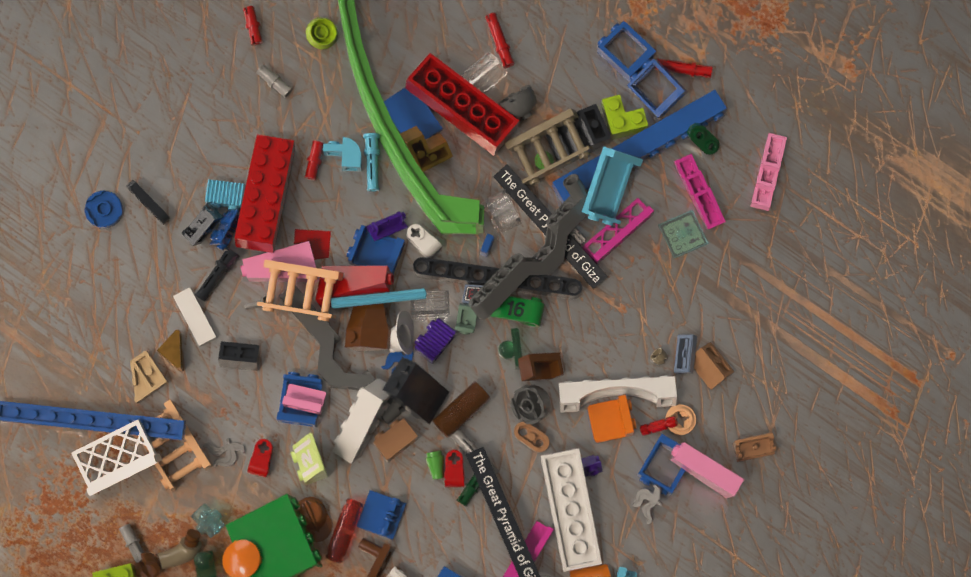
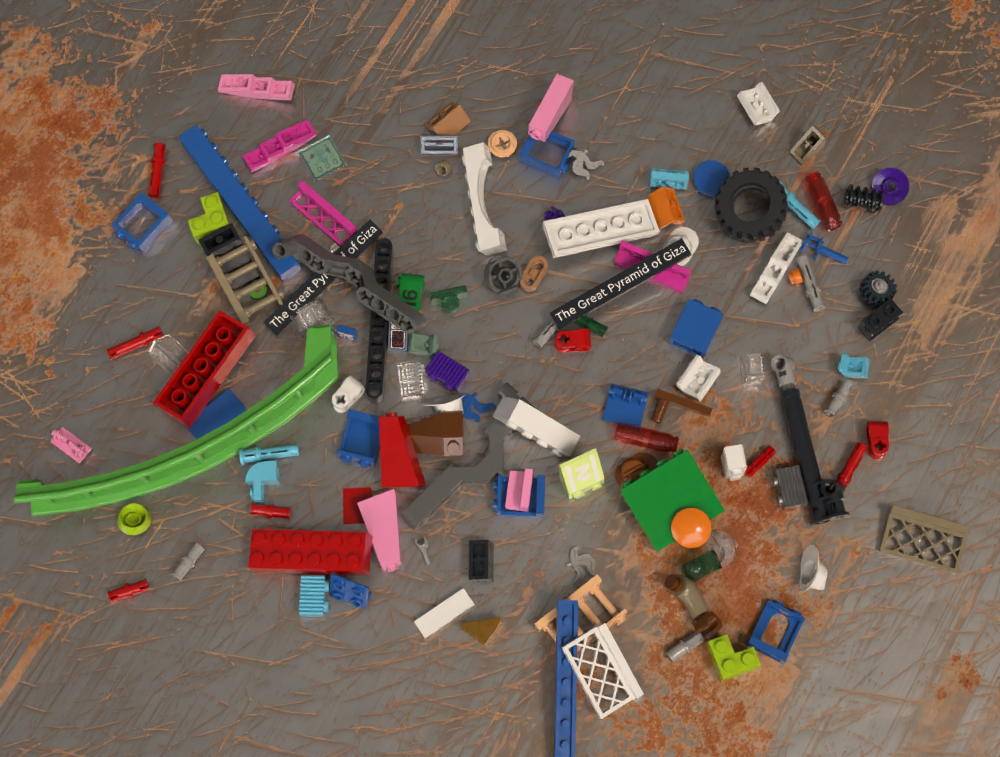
camera: 90 degrees left, 5 degrees down
(103, 209) = (336, 724): blue tile -> none
(146, 376) = (511, 655): tan wing -> none
(148, 202) = (326, 676): black beam -> none
(202, 225) = (347, 615): black hinge -> none
(208, 520) = (651, 576): clear light blue brick -> none
(222, 265) = (386, 589): black pin -> none
(260, 462) = (585, 527): red piece -> none
(311, 275) = (391, 509): light nougat fence -> none
(378, 298) = (411, 424): medium azure axle -> none
(387, 226) = (334, 429): dark purple hinge -> none
(395, 439) = (550, 399): medium nougat brick -> none
(415, 390) = (502, 377): black brick -> none
(426, 152) = (251, 391): pearl gold brick -> none
(436, 464) = (568, 359): bright green cone -> none
(464, 408) = (514, 338): reddish brown piece -> none
(520, 103) = (199, 314): dark grey cylinder -> none
(540, 366) = (464, 268): reddish brown panel -> none
(609, 185) = (281, 220): medium azure panel -> none
(611, 419) = (508, 201): orange bracket -> none
(636, 78) = (191, 175): blue window -> none
(659, 425) = (510, 160): red axle -> none
(704, 140) = (227, 144): dark green plate -> none
(754, 447) = (521, 78): medium nougat hinge -> none

